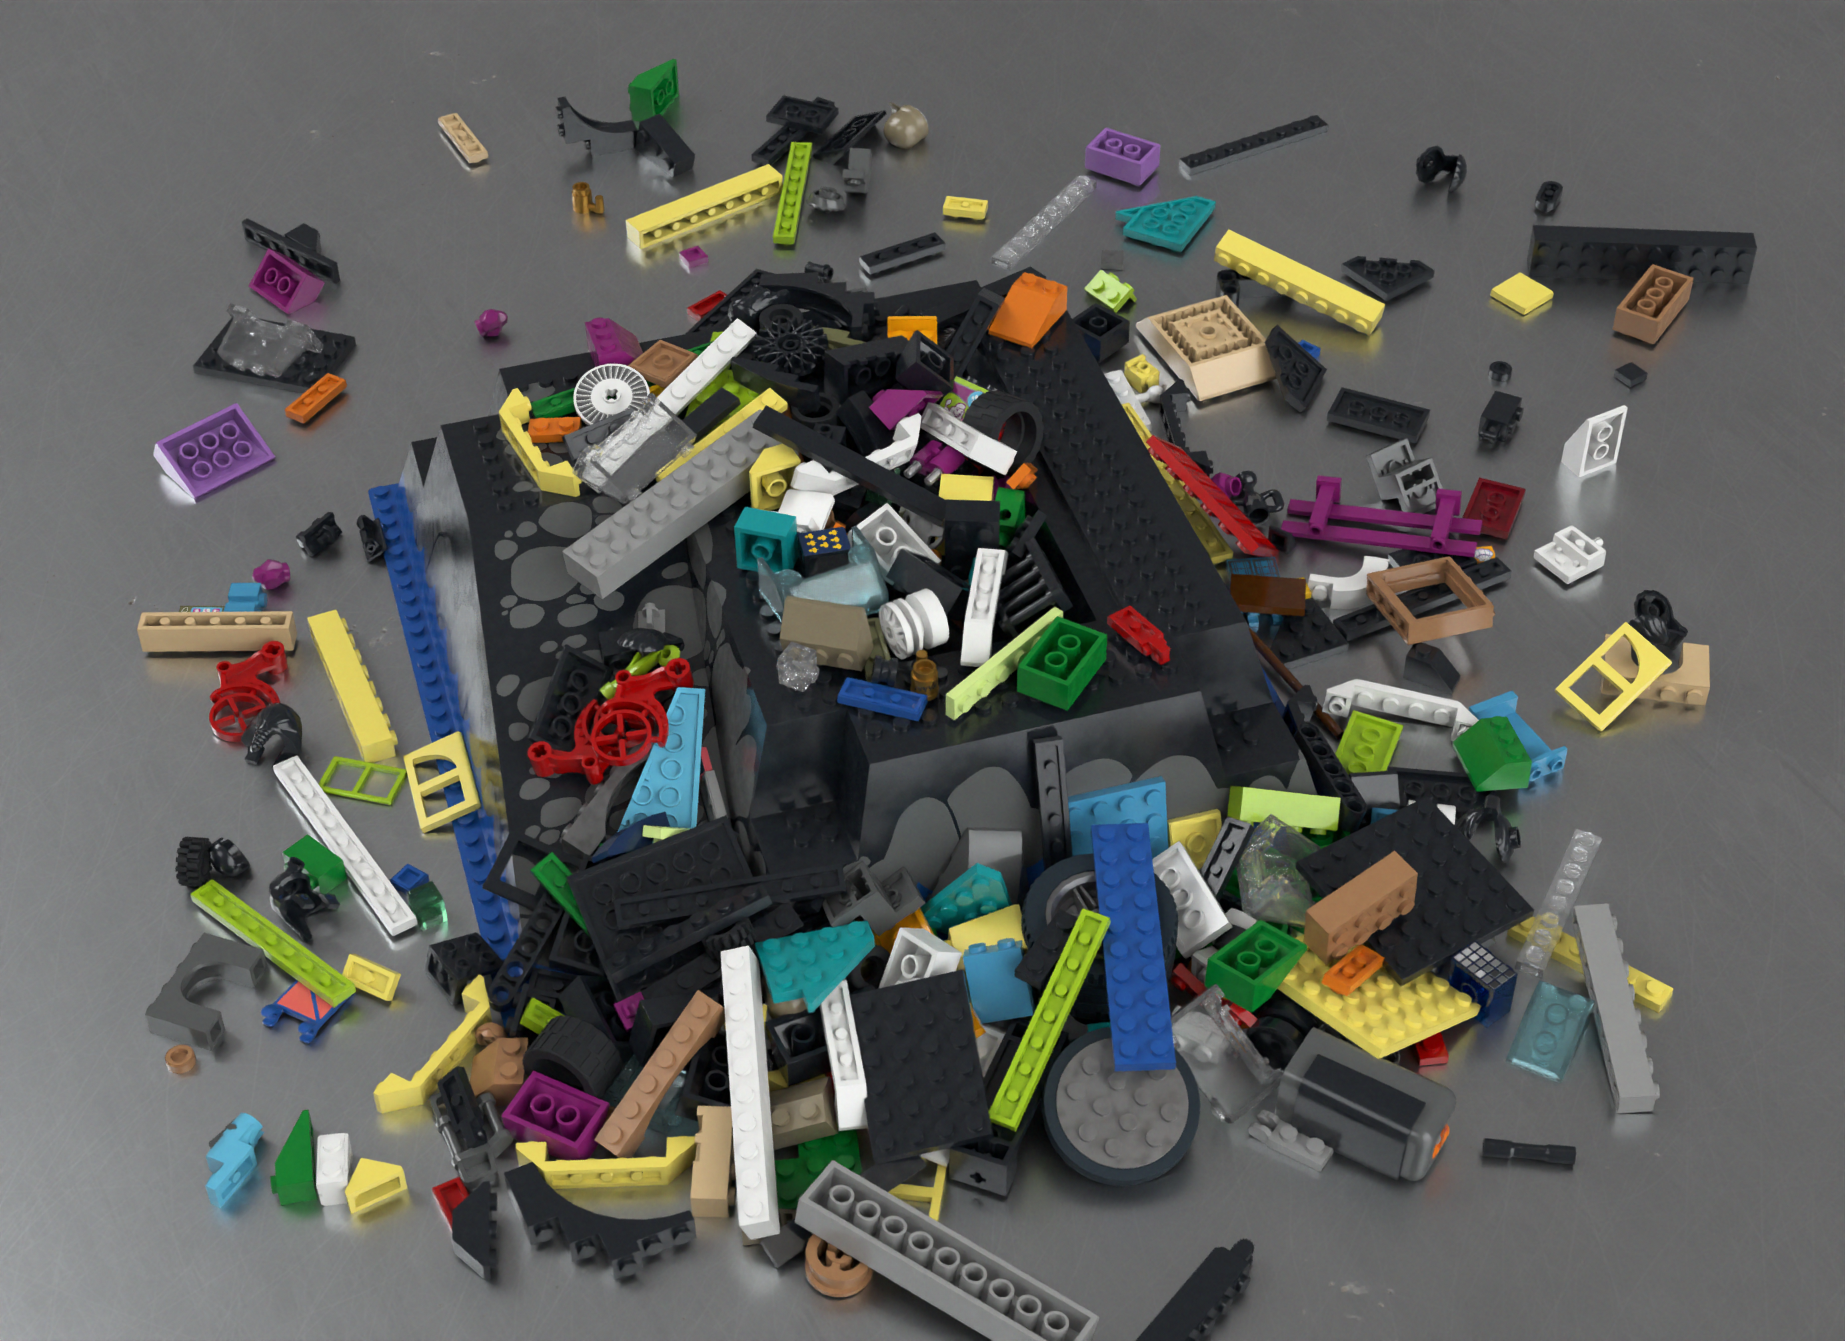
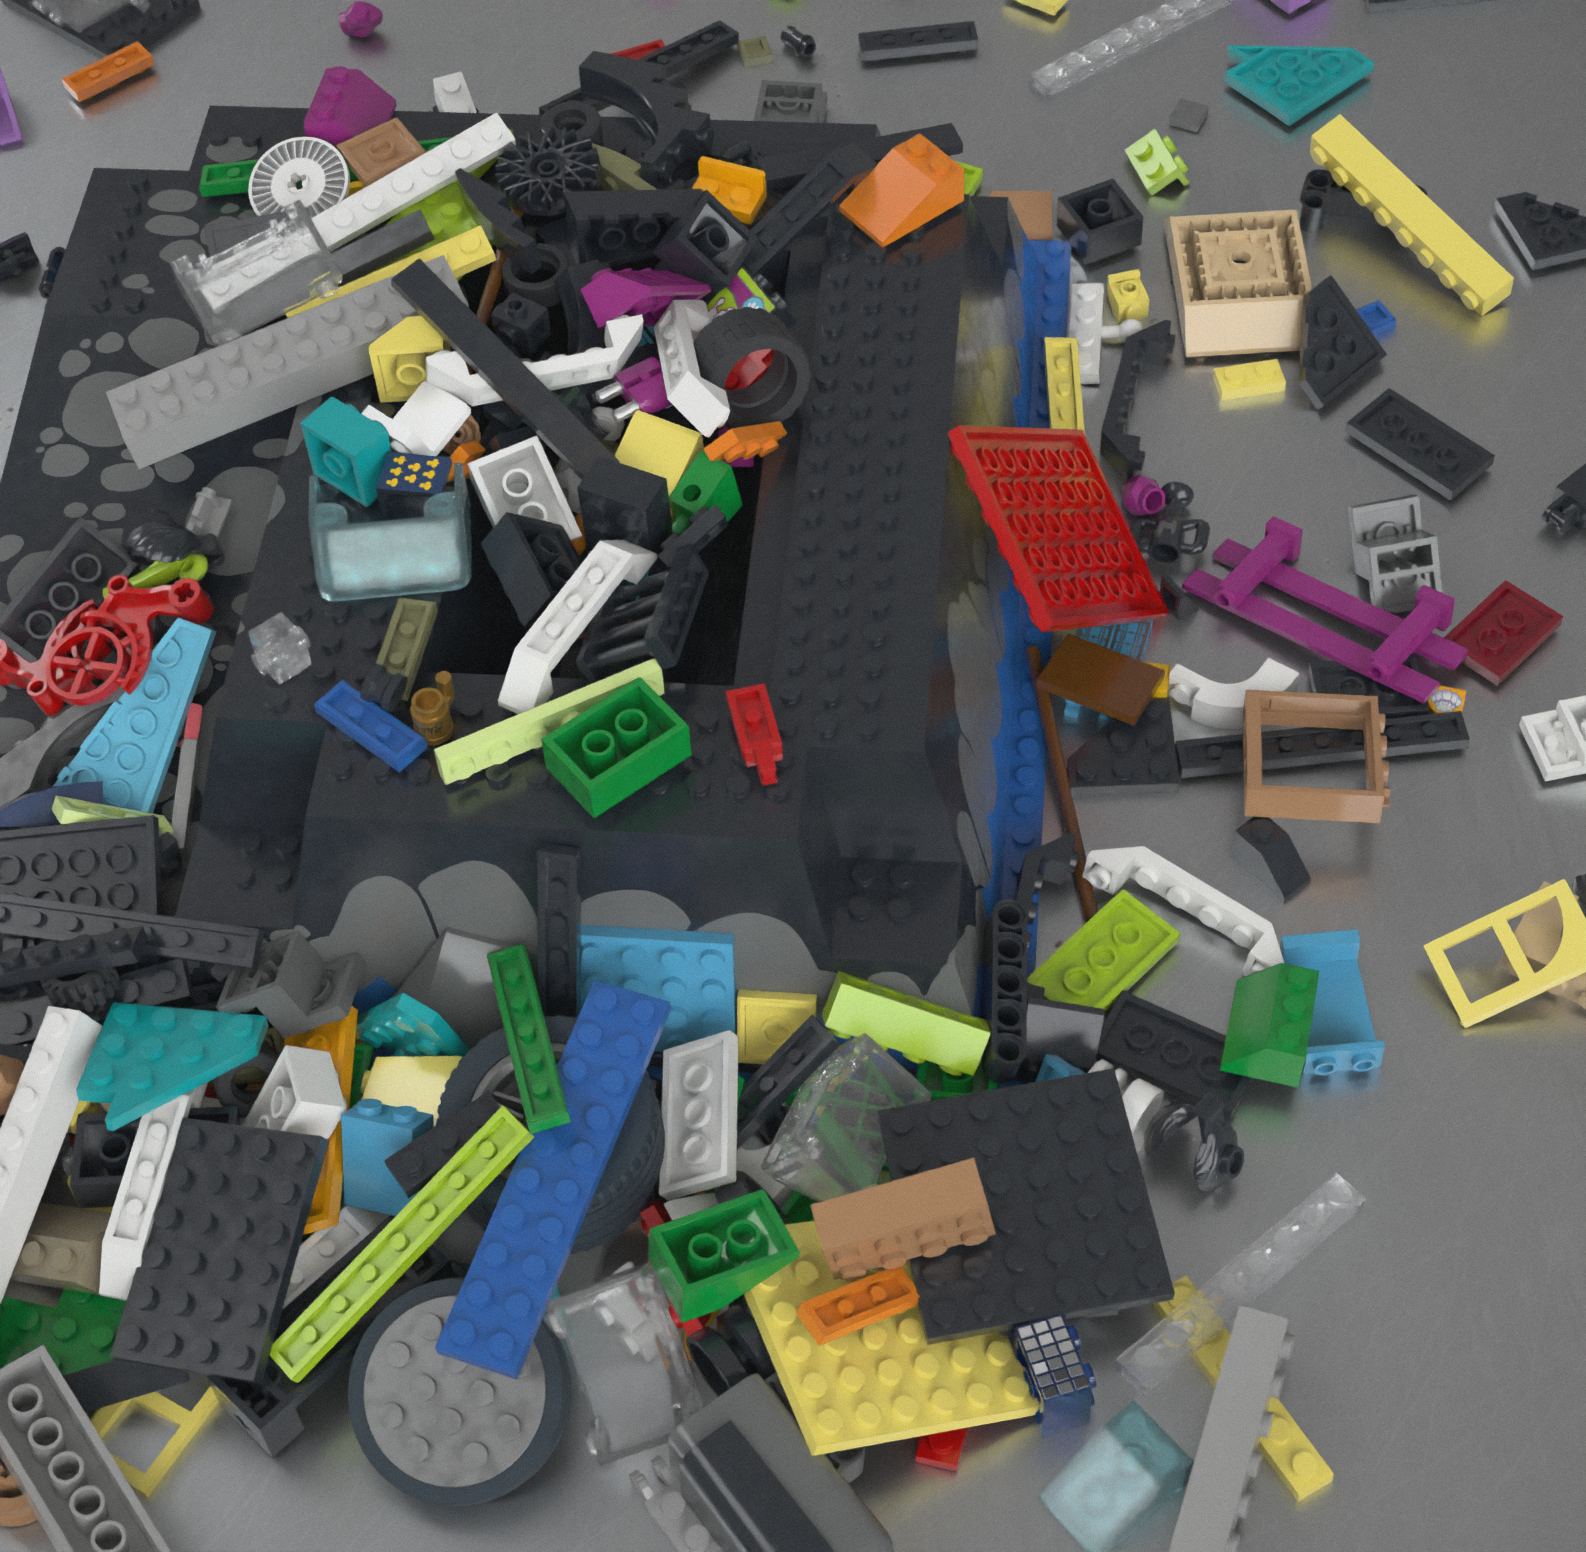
camera: 25 degrees right, 10 degrees up
(549, 478) = (171, 176): light yellow slope -> none
(552, 429) = (208, 208): orange plate -> none
(751, 306) = (539, 96): black piece -> none
(832, 629) = (336, 613): dark tan slope -> none
(914, 623) = (457, 629): white wheel -> none
(1067, 870) = (528, 1039): none -> green tile
(1247, 405) = (1249, 379): none -> light yellow plate

